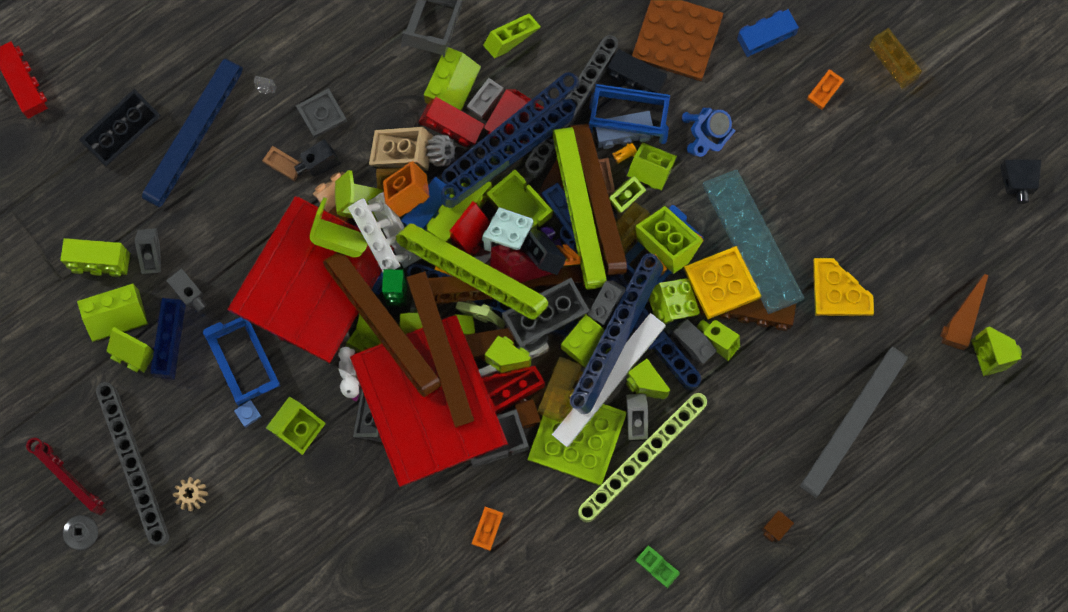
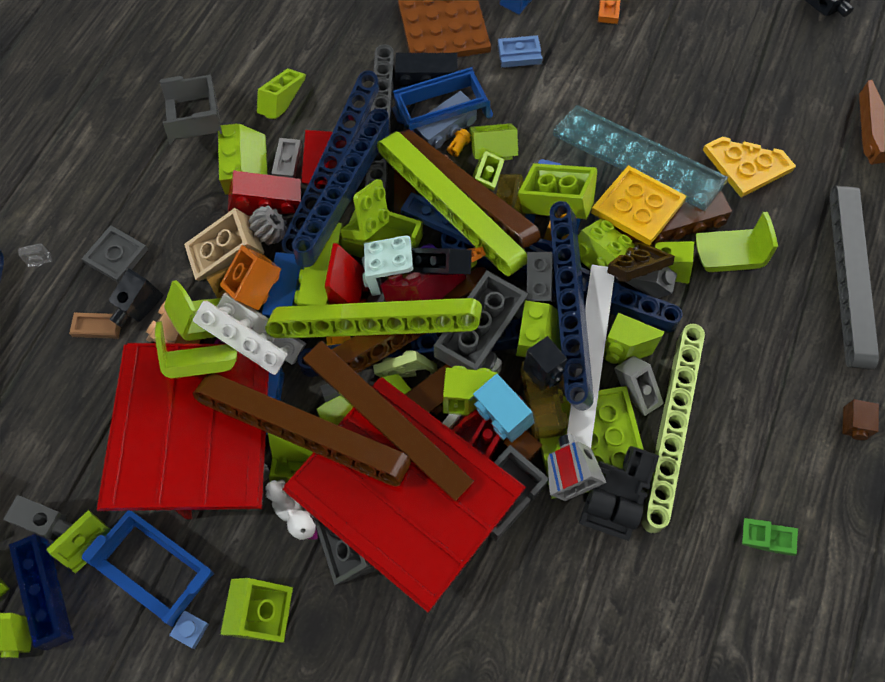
camera: 30 degrees left, 10 degrees down
(205, 317) = (75, 540): none -> lime plate
(394, 288) = (293, 383): green brick -> none
(487, 528) = (556, 604): orange plate -> none
(514, 187) = (370, 212): none -> lime bracket
(521, 383) = (504, 407): none -> medium azure brick
(547, 449) = (573, 469): none -> light grey torso
(568, 369) = (545, 364): none -> black brick
(570, 482) = (618, 503): none -> black plate
(686, 329) = (639, 262): none -> dark brown wing
(713, 124) = (525, 79): blue piece -> none
(722, 95) = (519, 51): none -> medium blue plate
(775, 353) = (738, 248): none -> lime piece

